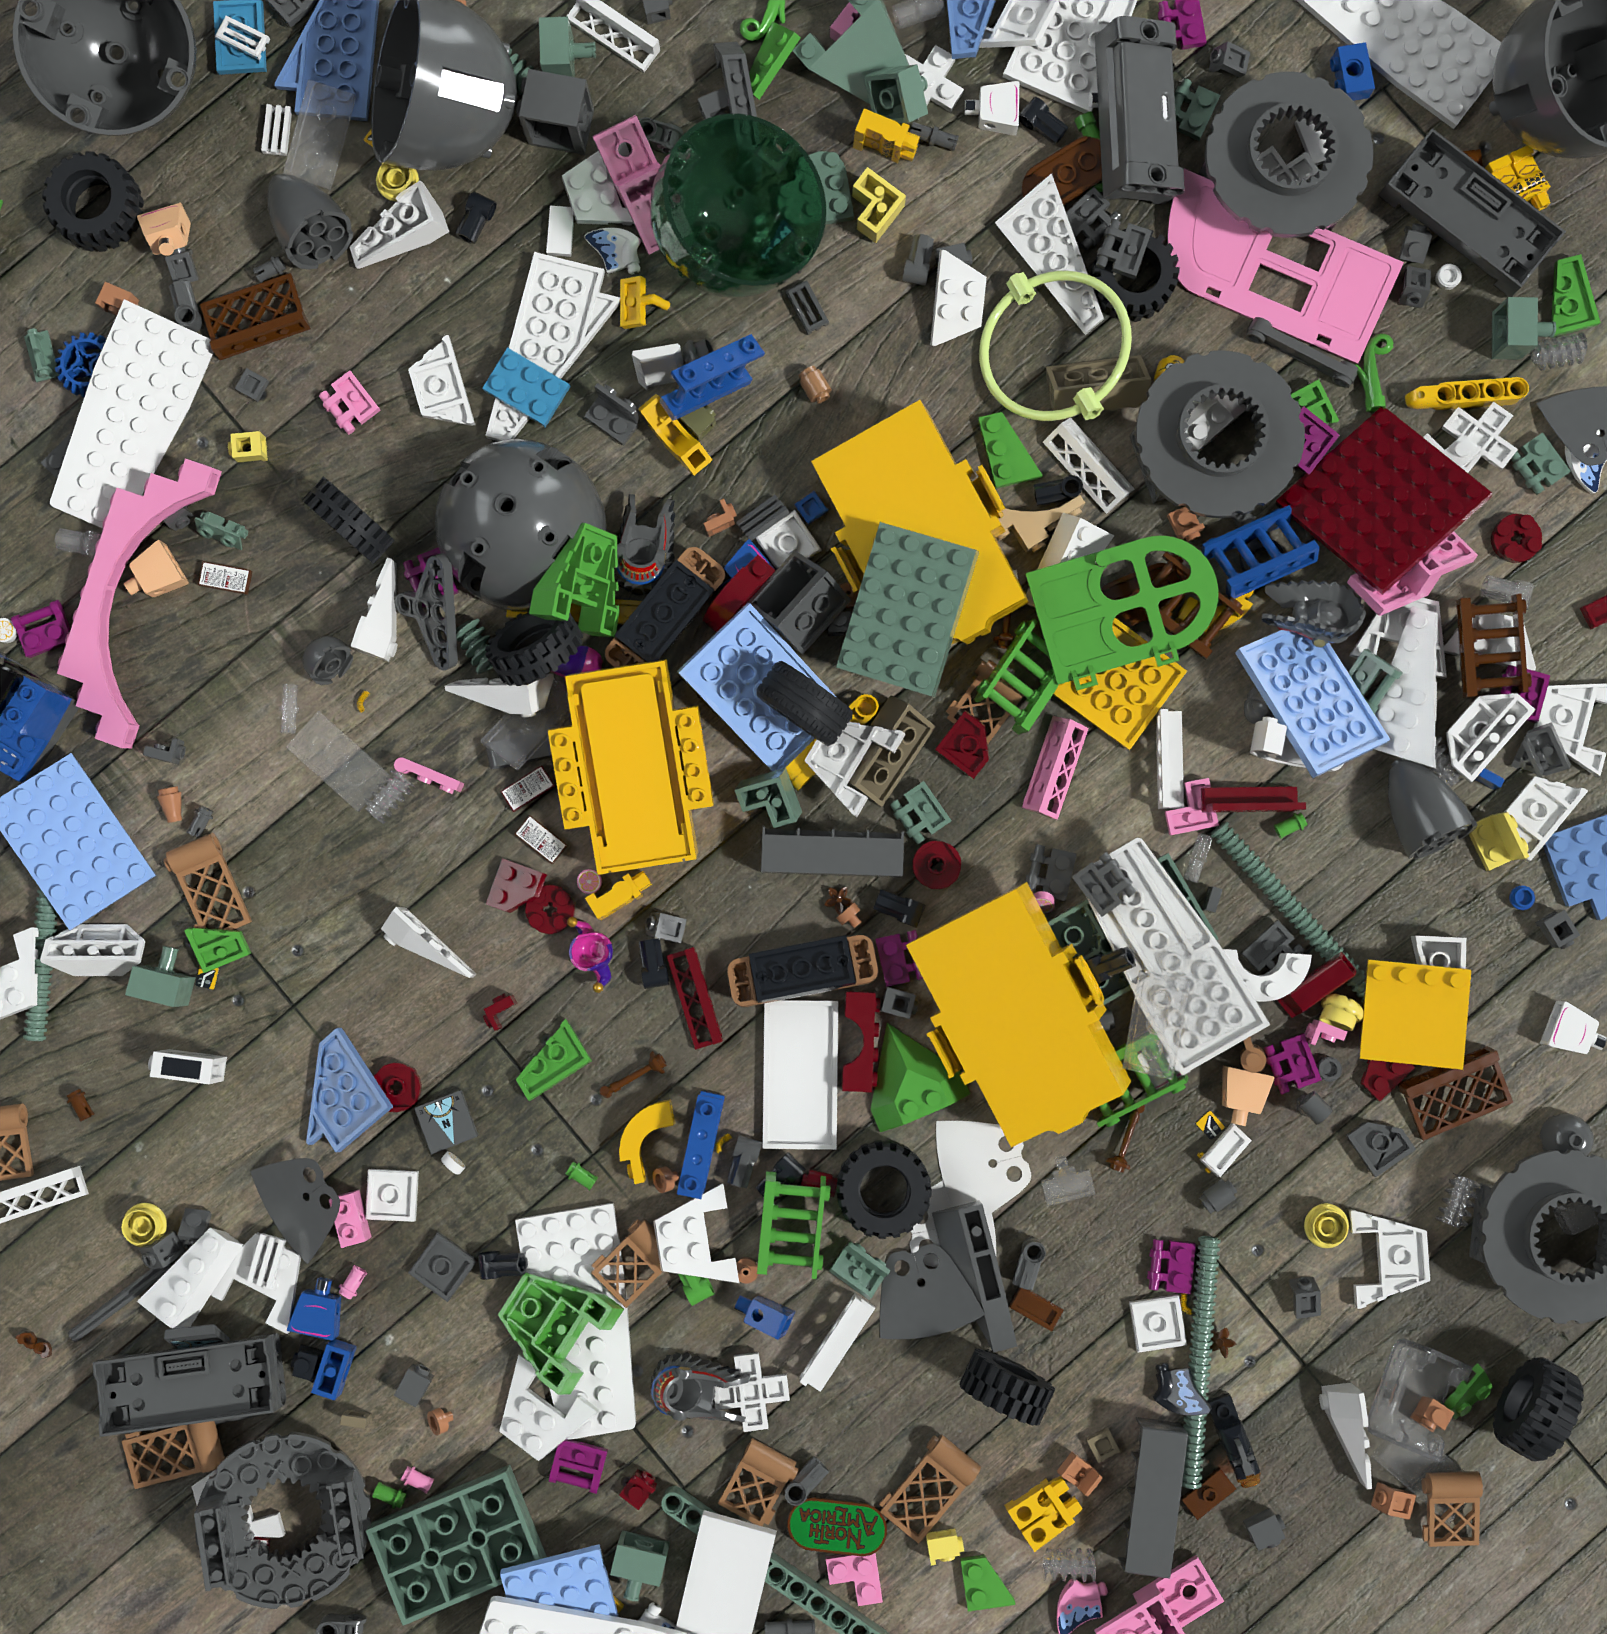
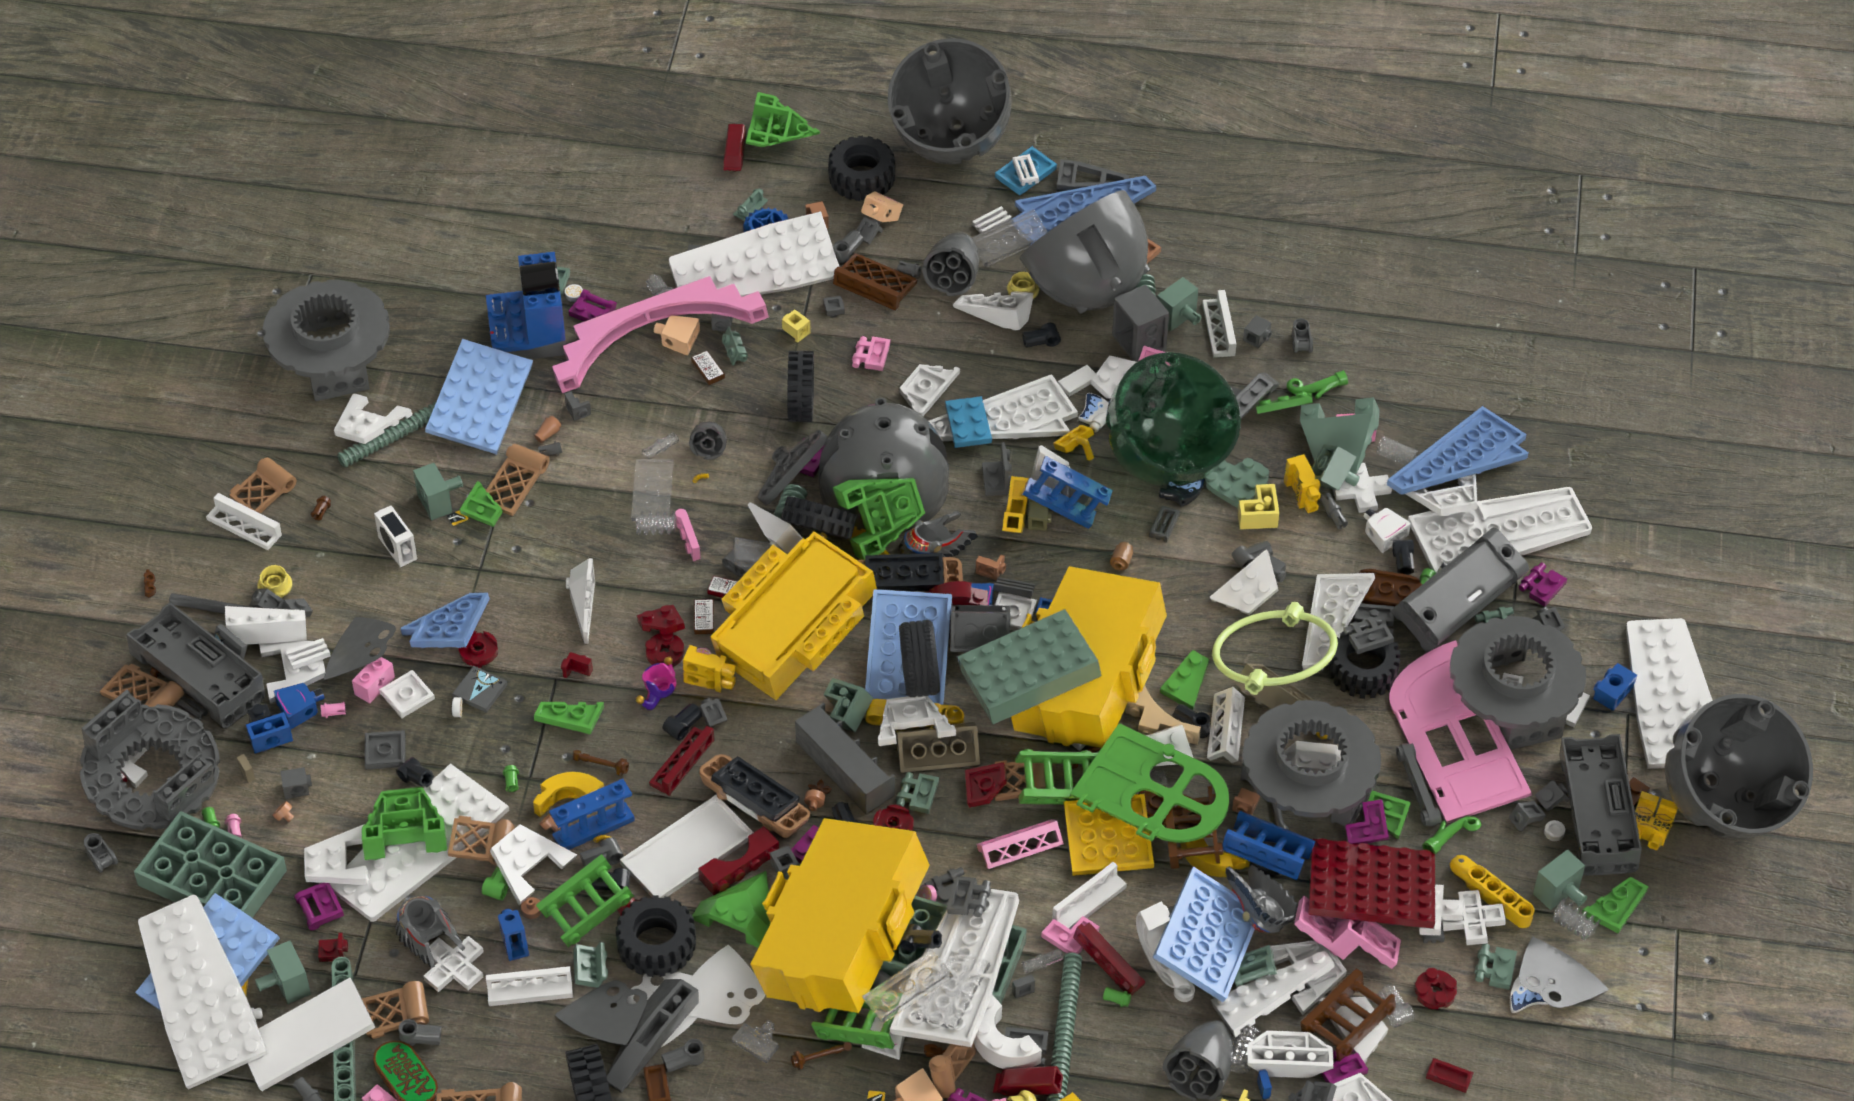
camera: 45 degrees right, 35 degrees down
(94, 950) = (420, 448): white wedge -> none
(378, 631) = (753, 448): white wedge -> none

